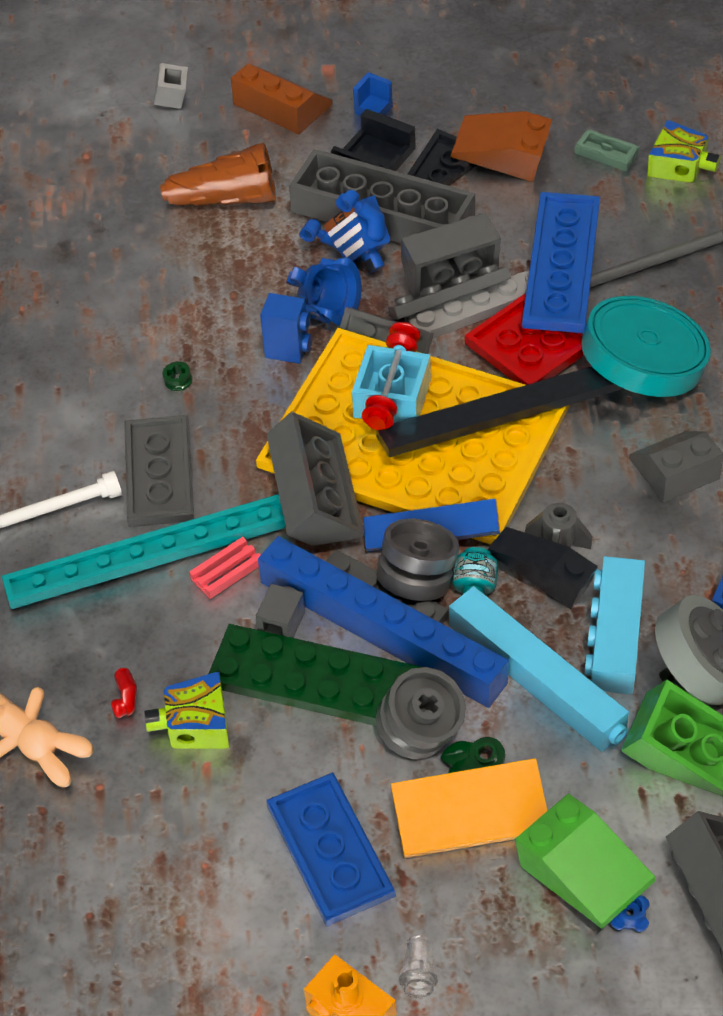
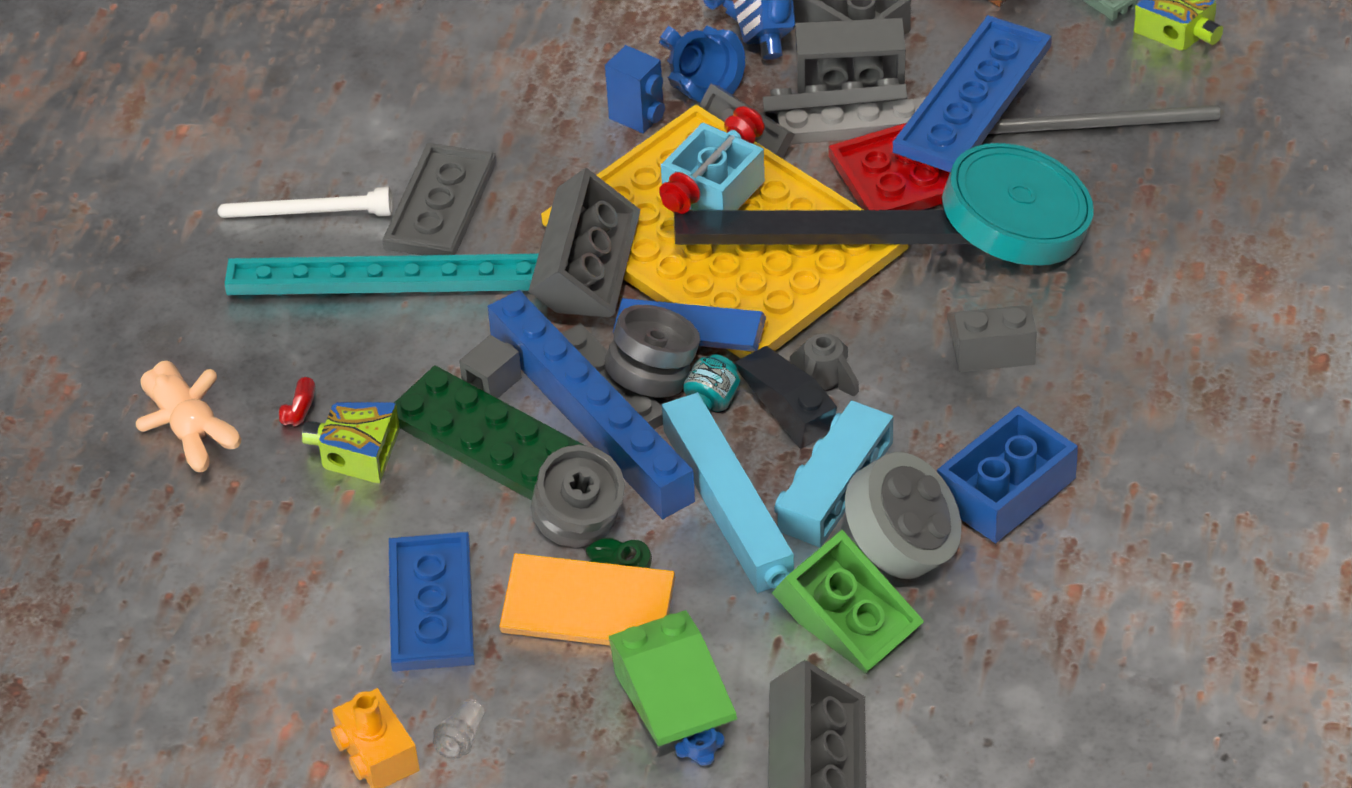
camera: 20 degrees right, 5 degrees down
(184, 379) = (505, 113): dark green bush -> none
(223, 564) = (461, 308): coral tile -> none

